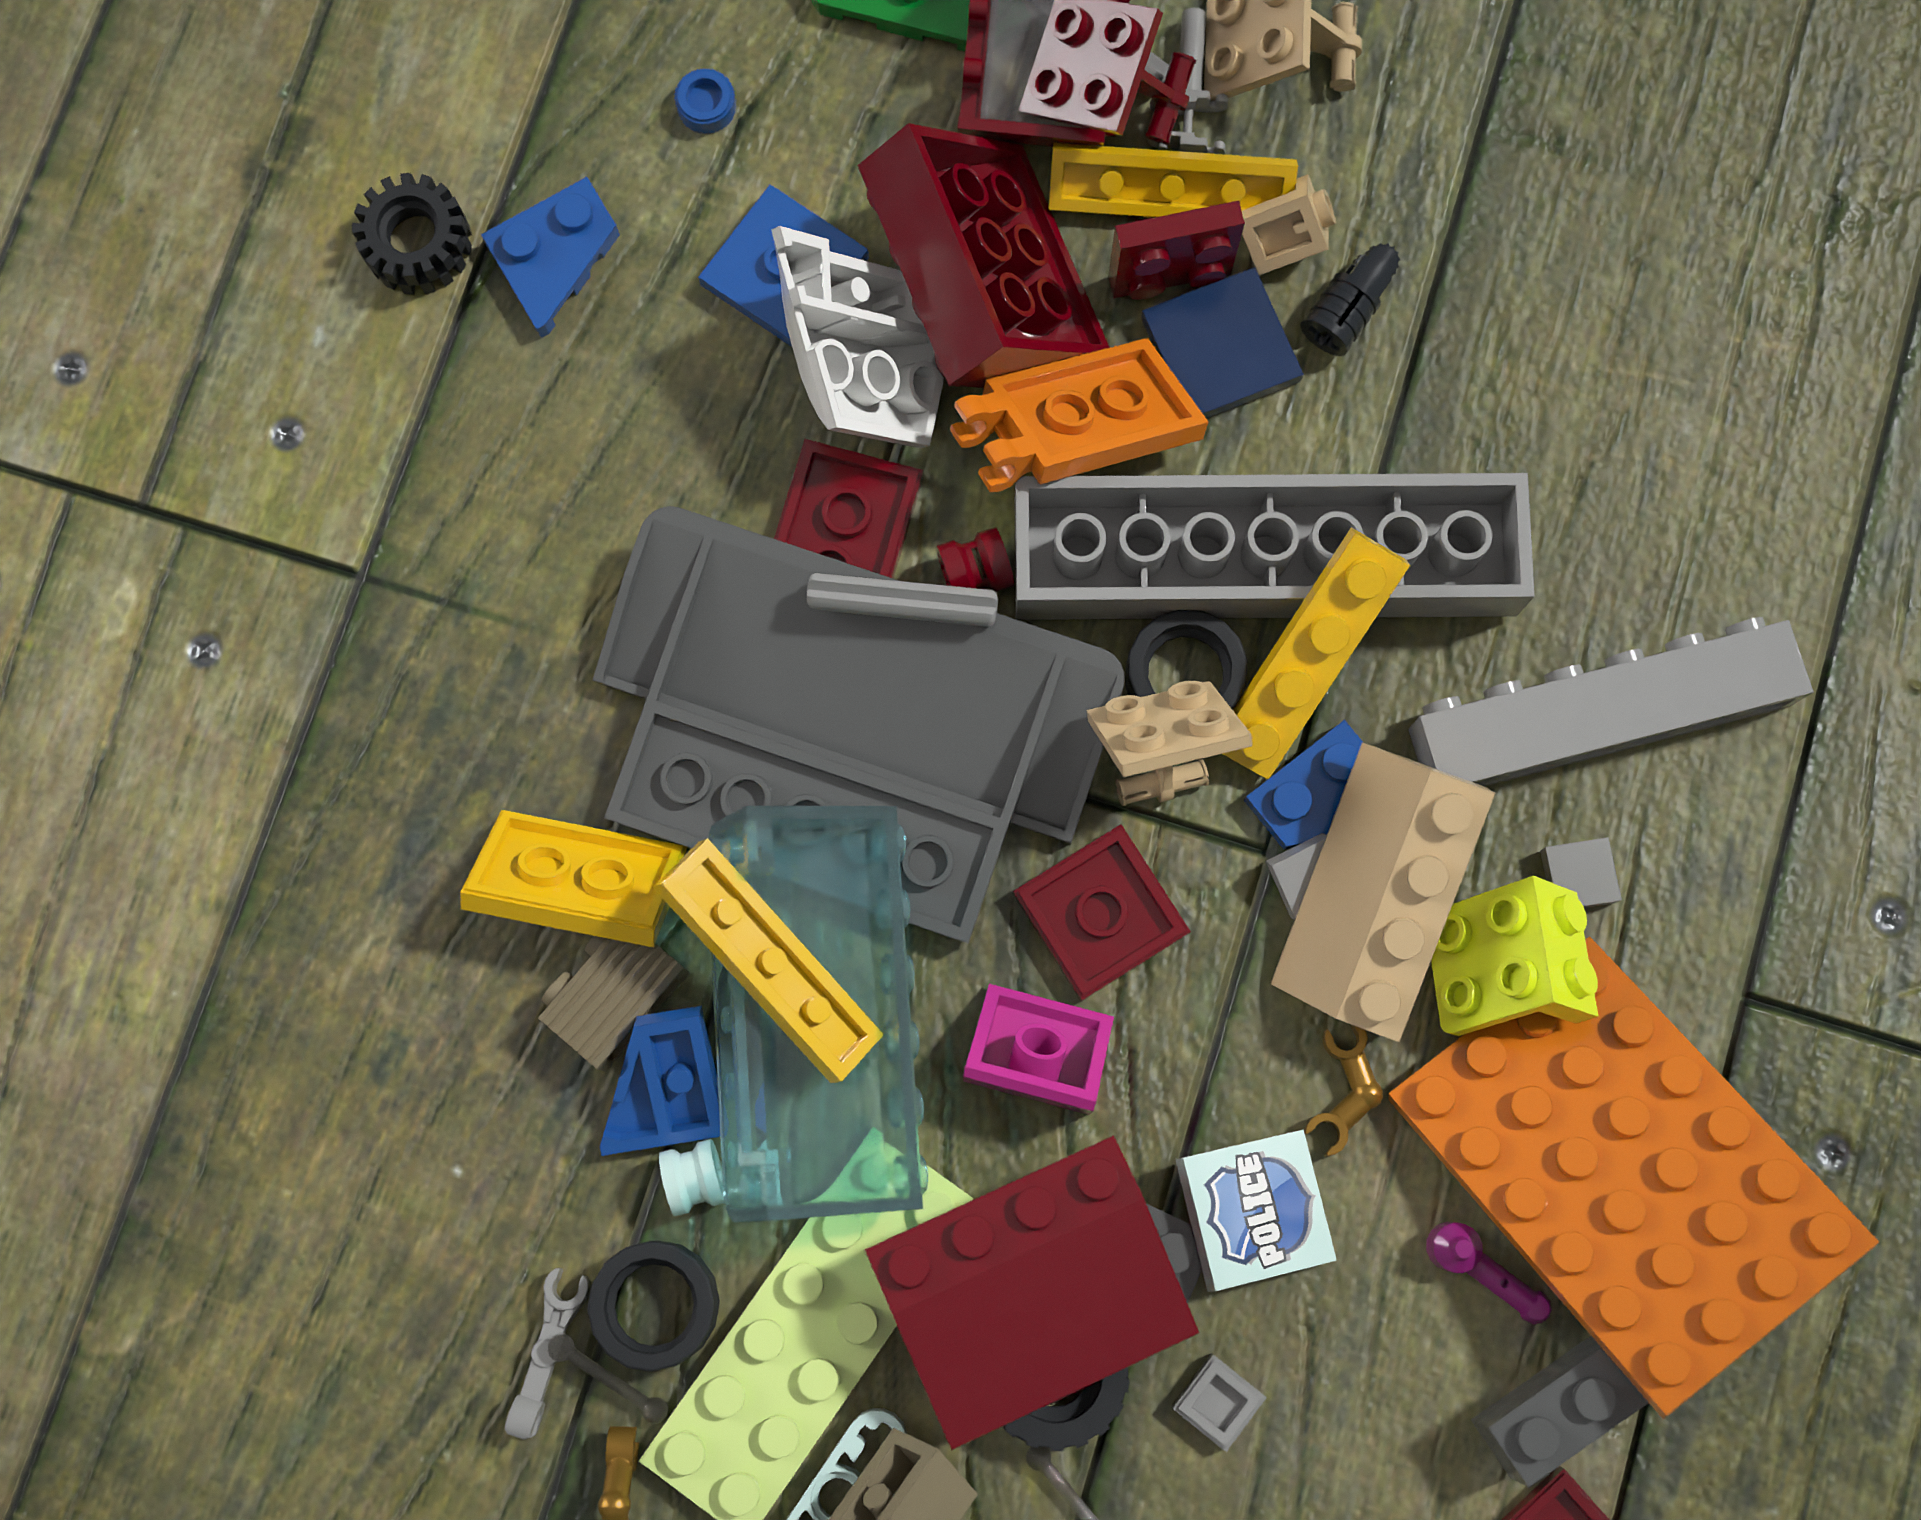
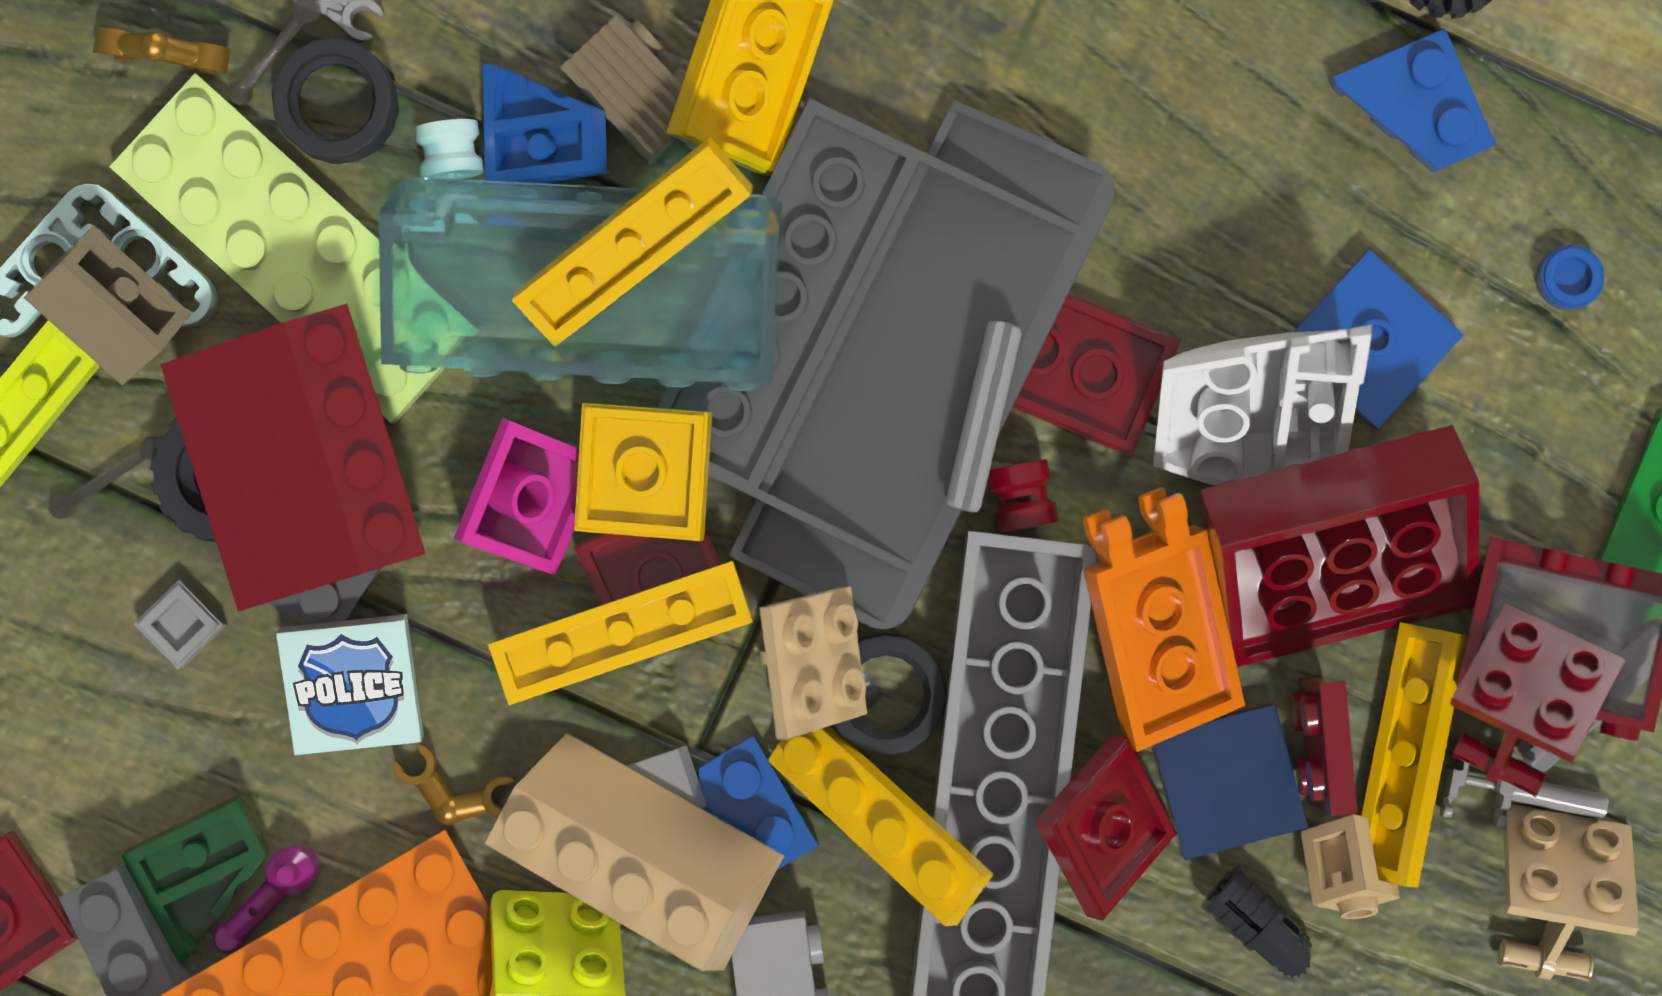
camera: 100 degrees right, 10 degrees up
(998, 934) = (643, 471): none -> yellow tile
(1164, 935) = (621, 632): none -> yellow plate
(1286, 440) = (1106, 827): none -> dark red tile
(1471, 1348) = (196, 870): none -> dark green wing

